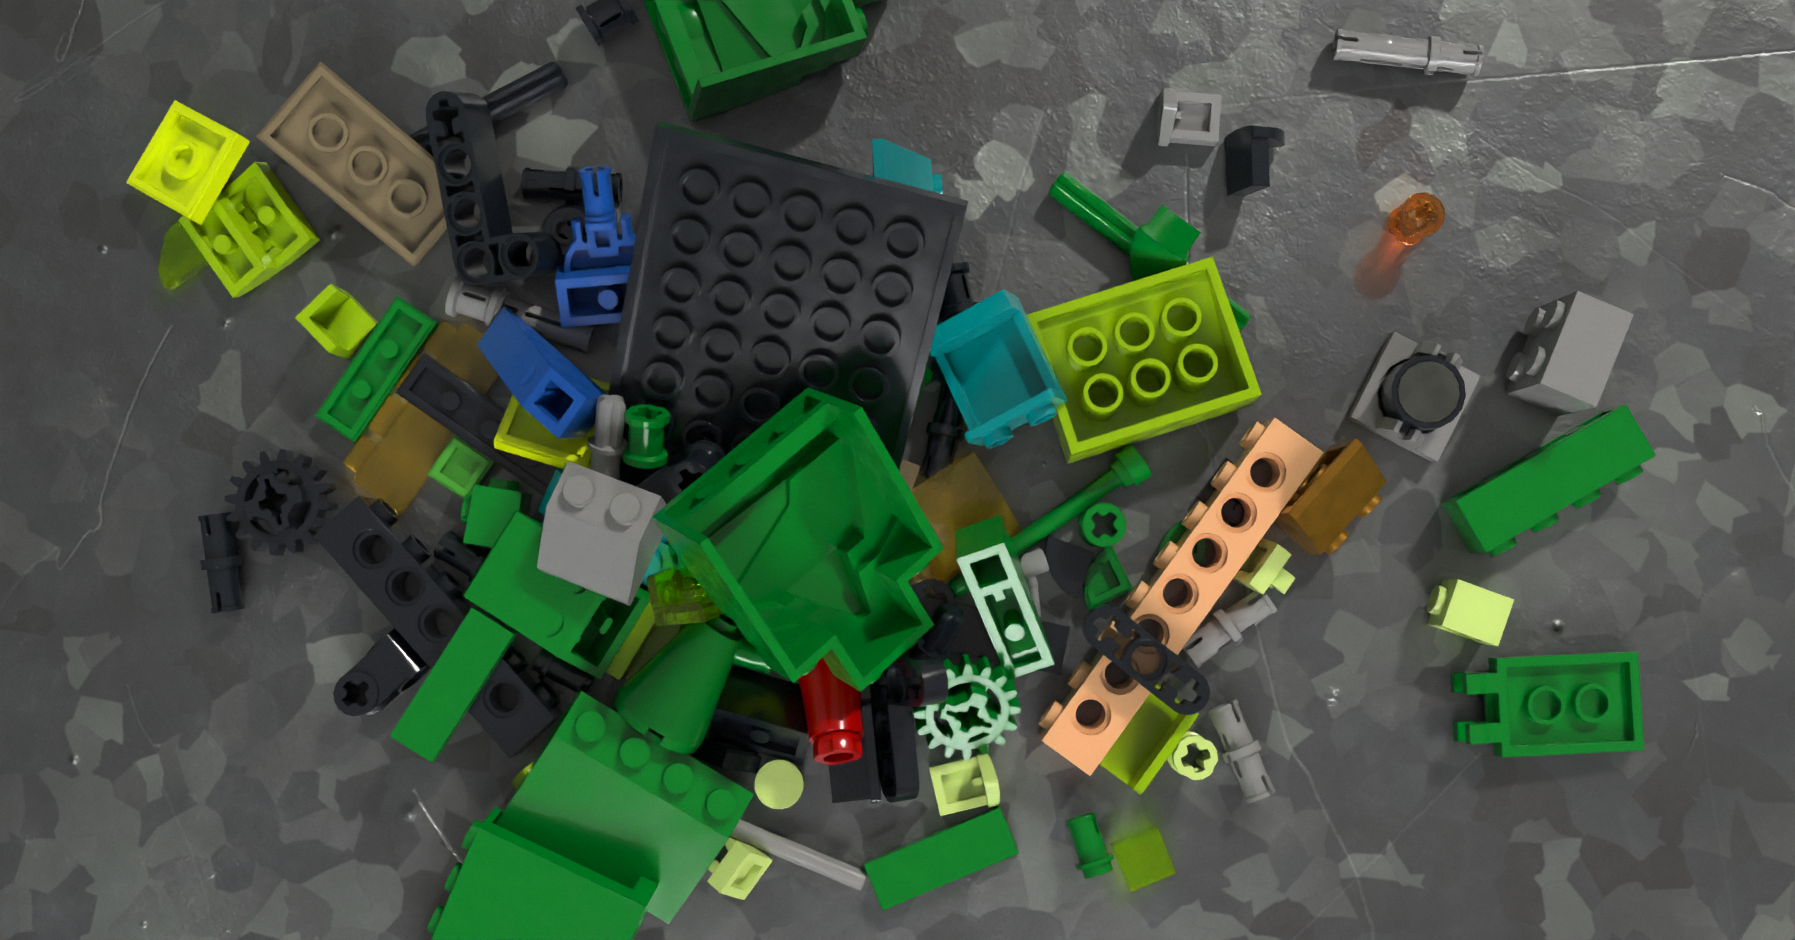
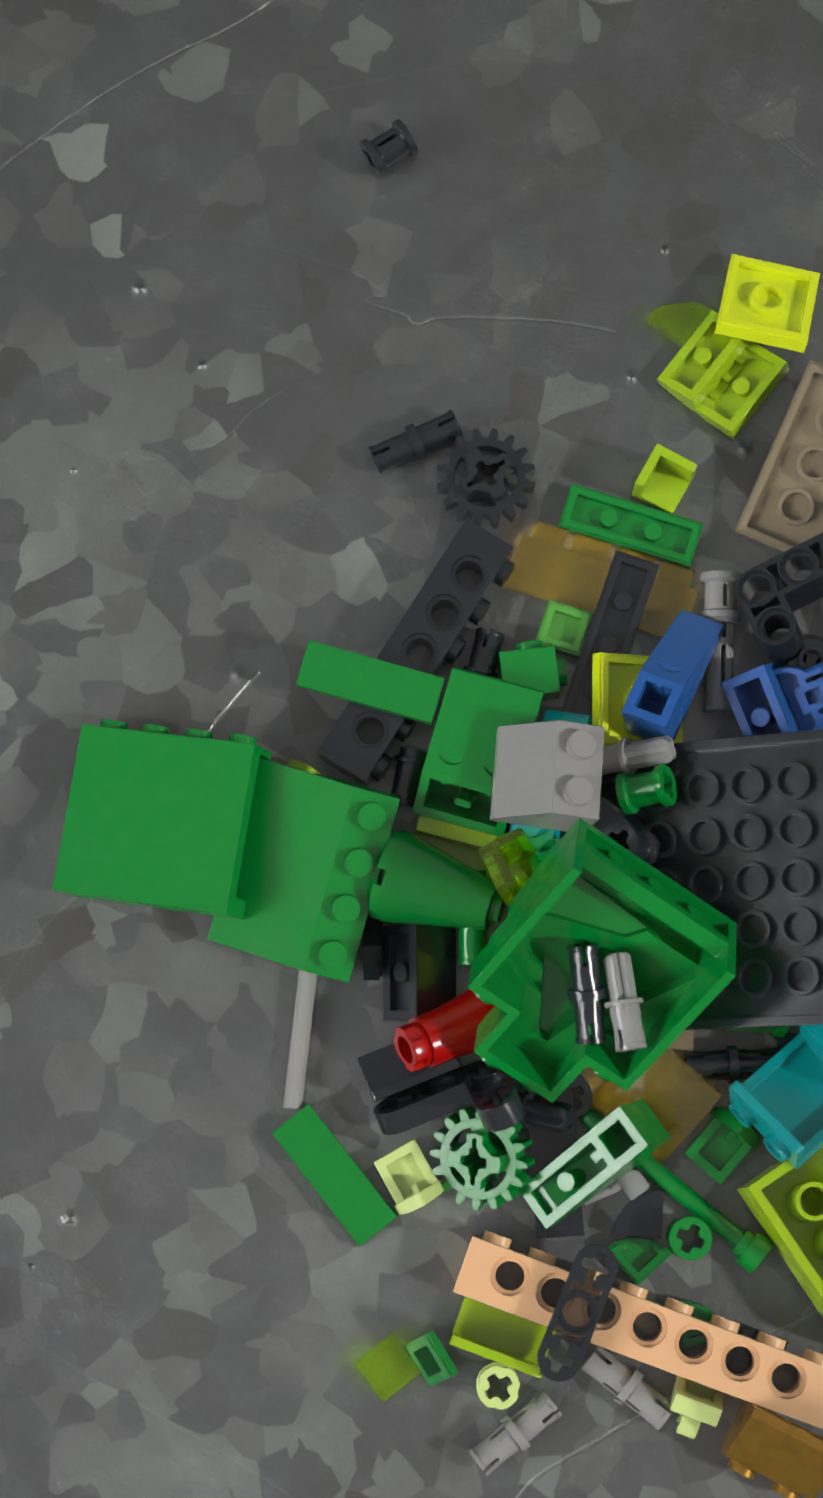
camera: 80 degrees right, 5 degrees down
(387, 670) = (364, 620): black piece -> none
(738, 869) = (272, 989): yellowish green tile -> none
(779, 783) = (360, 1003): yellowish green tile -> none
(834, 560) = (587, 993): none -> black pin
(855, 525) = (624, 1003): none -> light grey axle
(1021, 465) = (721, 1145): none -> green tile
(1089, 845) = (385, 1311): green pin -> none
(1146, 812) = (431, 1358): none -> green slope

